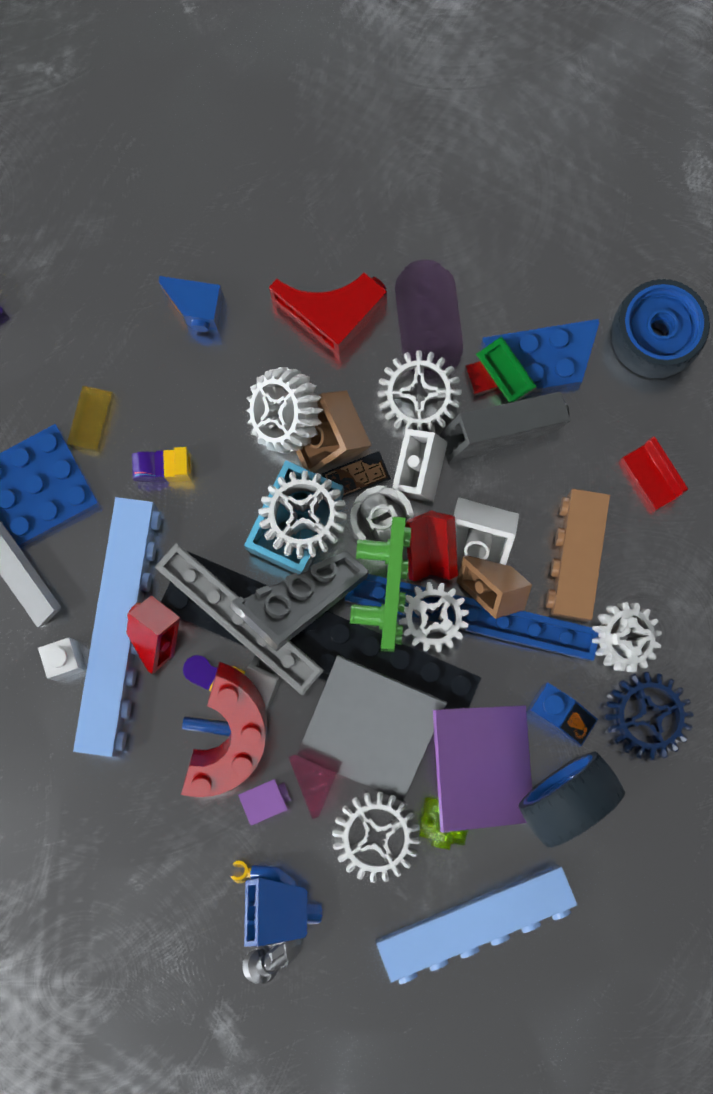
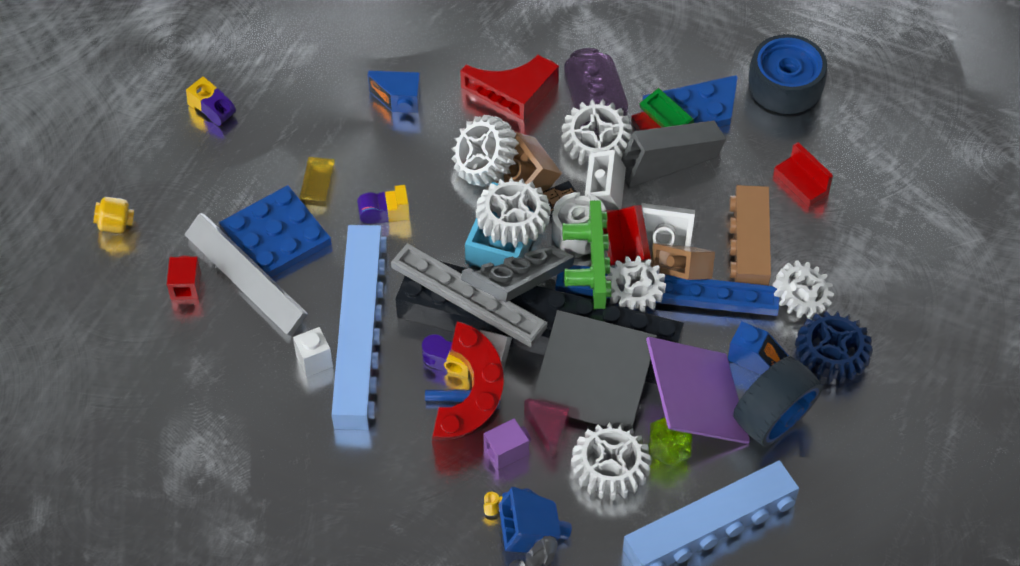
camera: 10 degrees left, 25 degrees down
(153, 632) = (393, 318): red slope -> none

